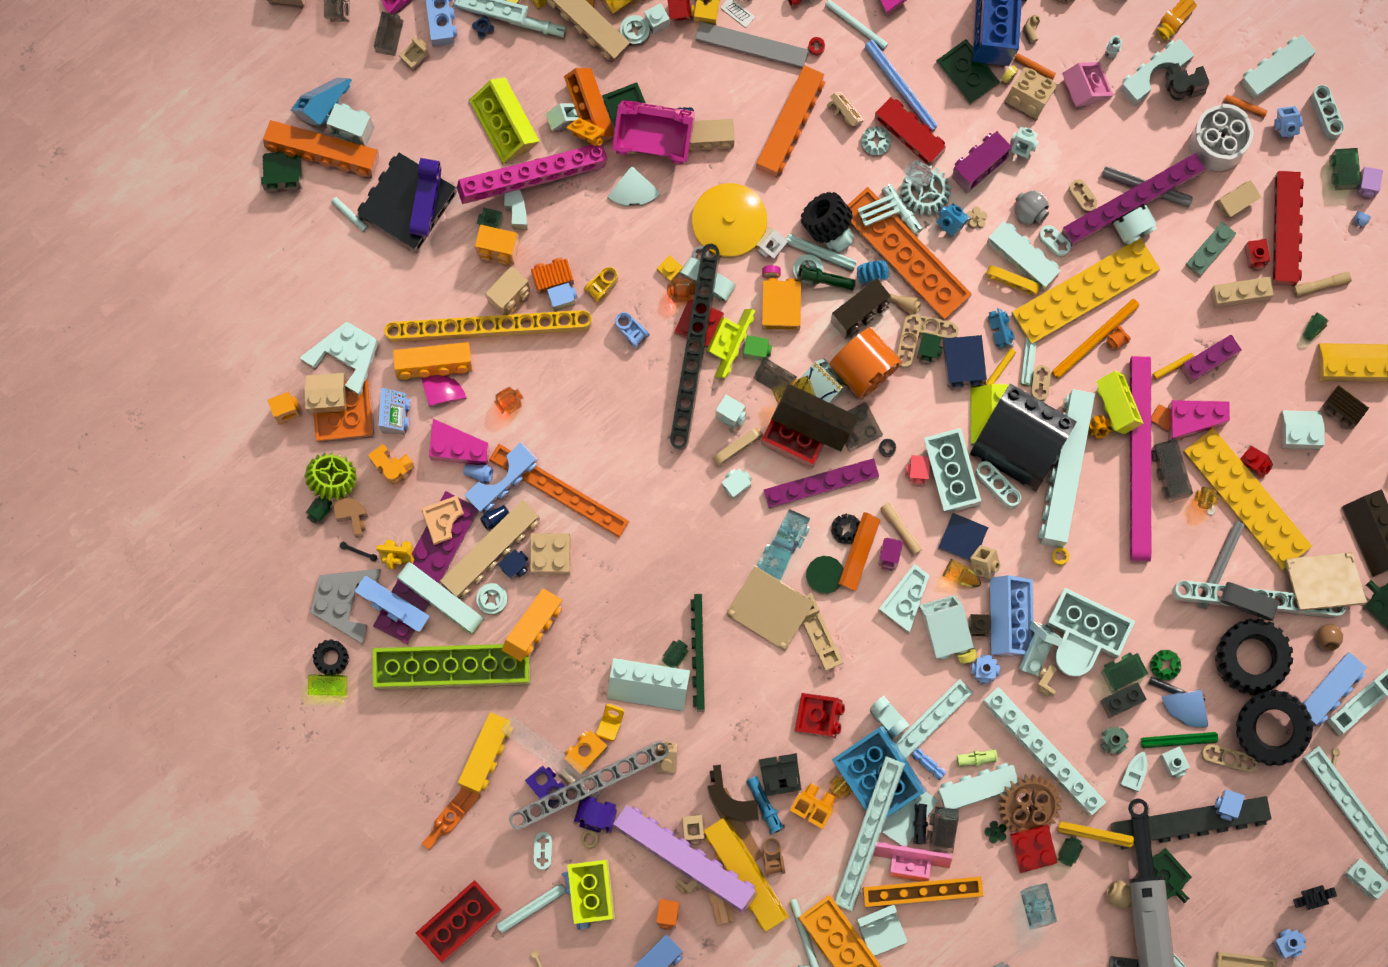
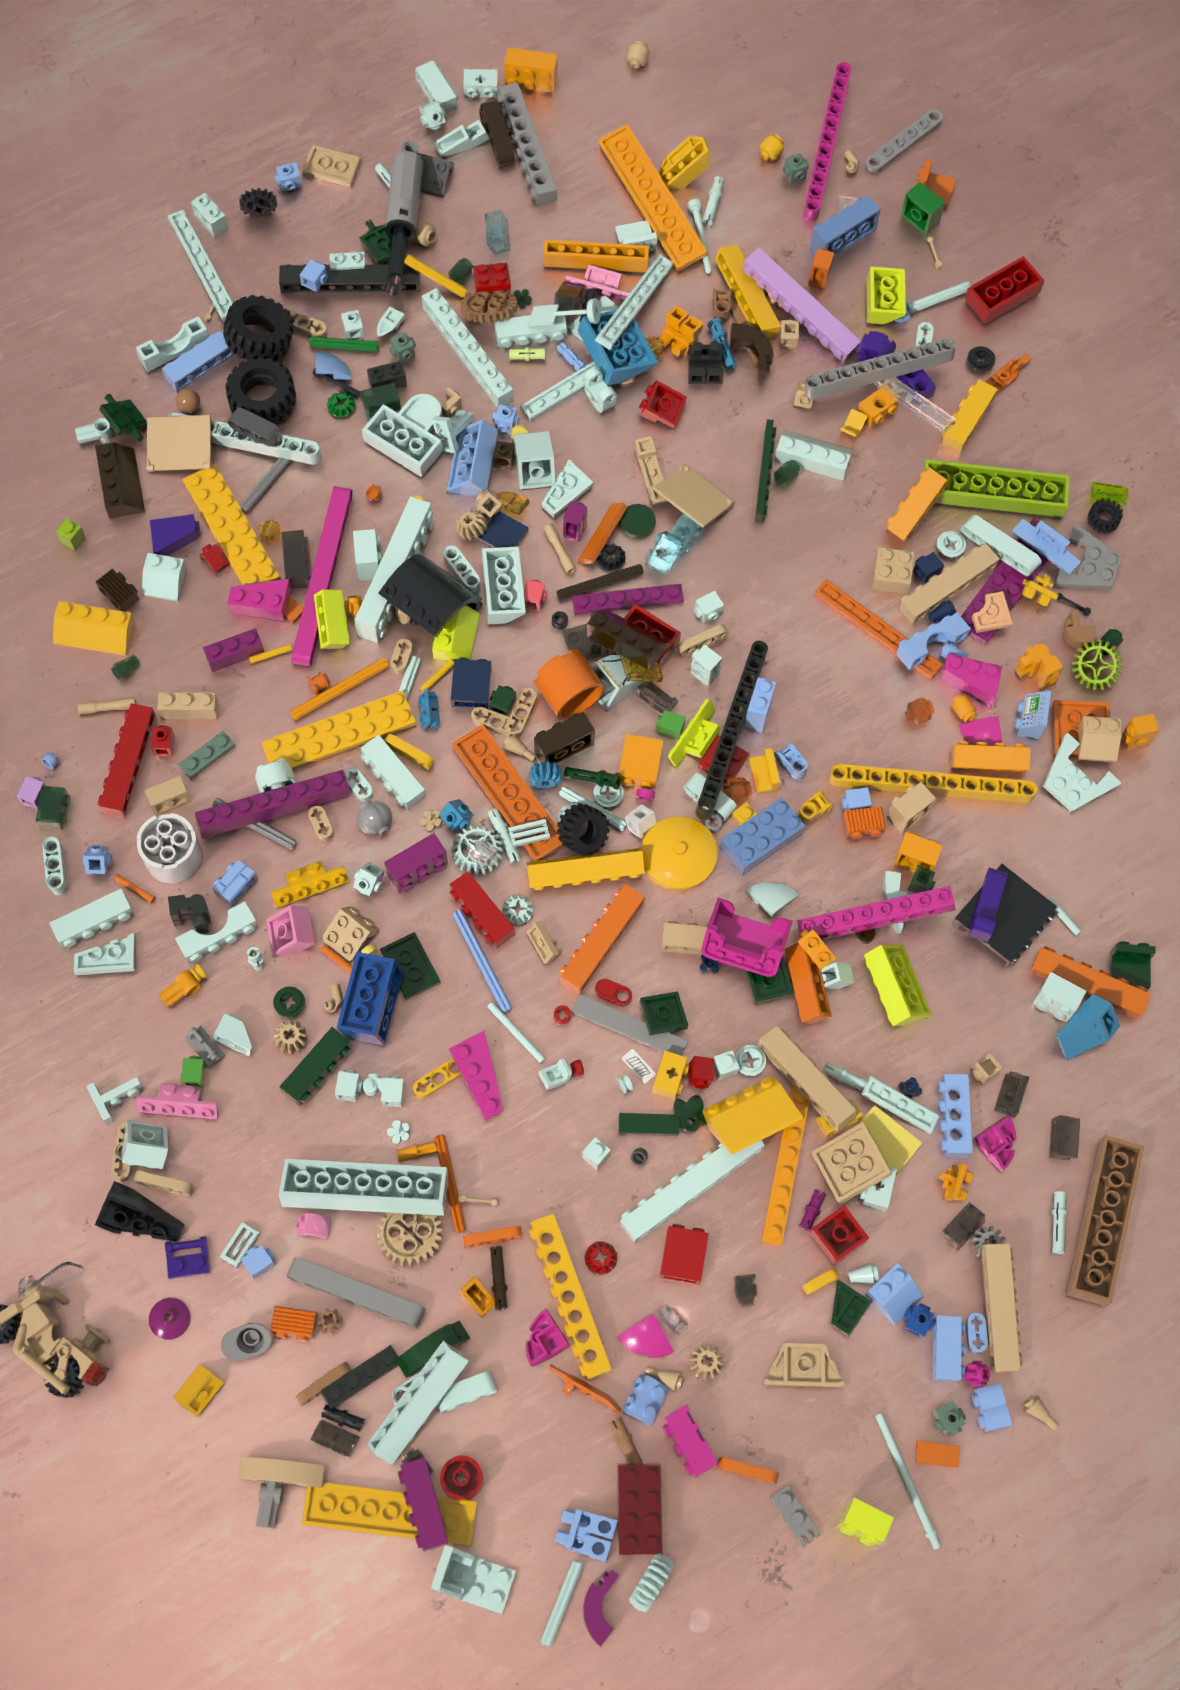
camera: 175 degrees left, 10 degrees down
(463, 412) = (964, 708): none -> light orange brick
(467, 833) = (981, 352): none -> black gear
(650, 245) = (762, 836): none -> medium blue brick
(657, 315) = (765, 772): none -> yellow panel
(670, 374) = (759, 705): none -> light blue brick
(721, 57) = (663, 1013): none -> dark green plate
(776, 74) = (609, 990): none -> red piece
(804, 188) = (585, 868): none -> yellow brick
(853, 497) = (600, 582): none -> dark brown axle
(965, 796) = (547, 314): none -> light aqua piece
(998, 528) = (471, 525): none -> tan gear
(1079, 13) = (284, 995): none -> dark green gear
(1083, 136) = (307, 882): none -> yellow bracket
(1098, 480) = (367, 553): none -> light aqua brick
(1108, 561) = (373, 492): none -> orange plate
(1151, 122) = (234, 882): none -> light blue brick
(1196, 836) = (345, 261): none -> light aqua bracket
(1253, 33) = (111, 958): none -> light aqua wing
(1306, 479) = (173, 533): none -> dark purple slope

